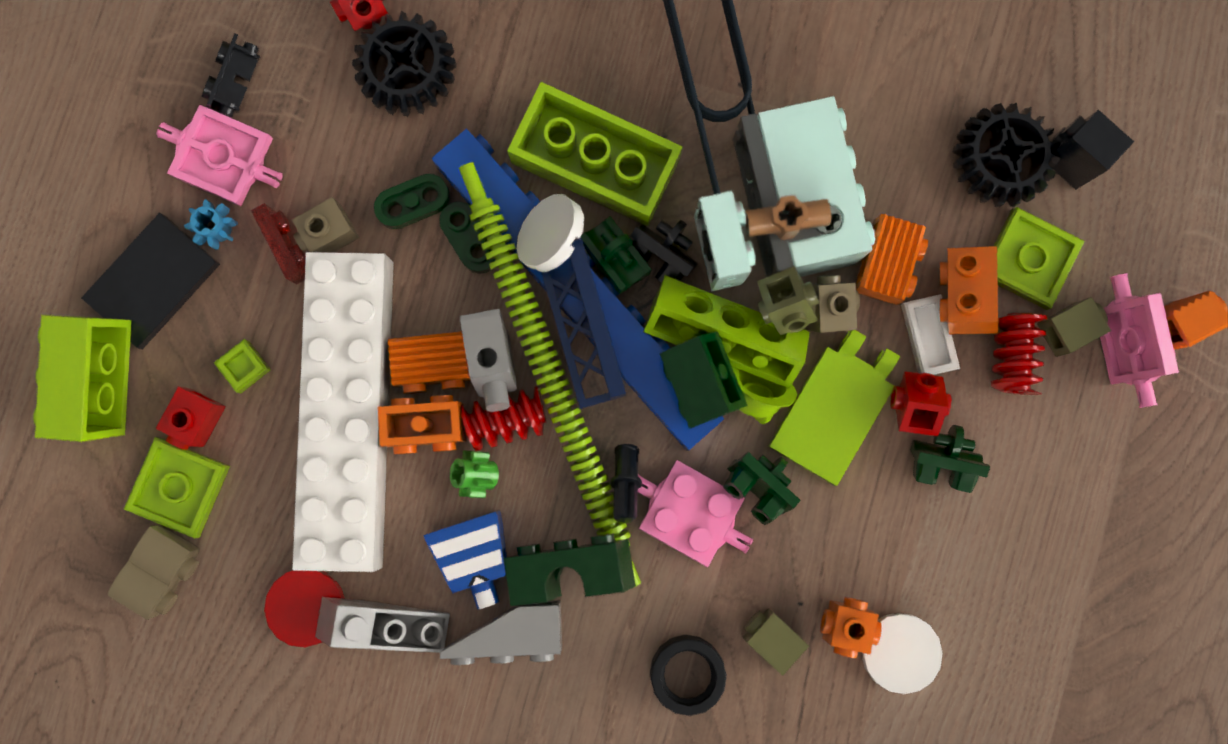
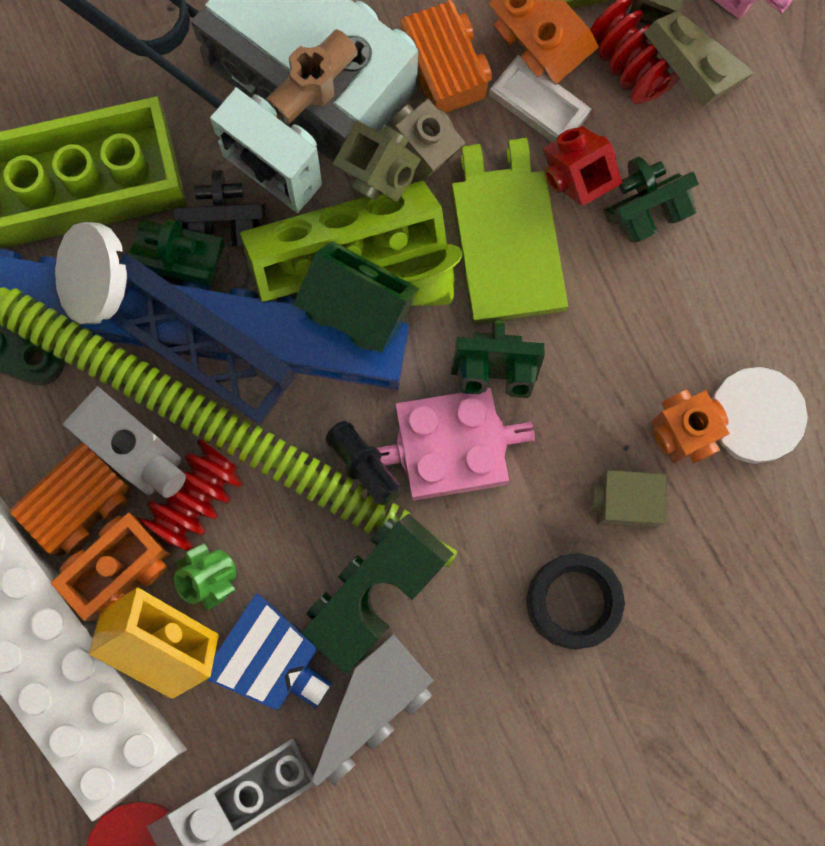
camera: 45 degrees left, 5 degrees down
(411, 493) = (154, 643): none -> yellow brick
(1056, 393) = (697, 58): none -> olive wing

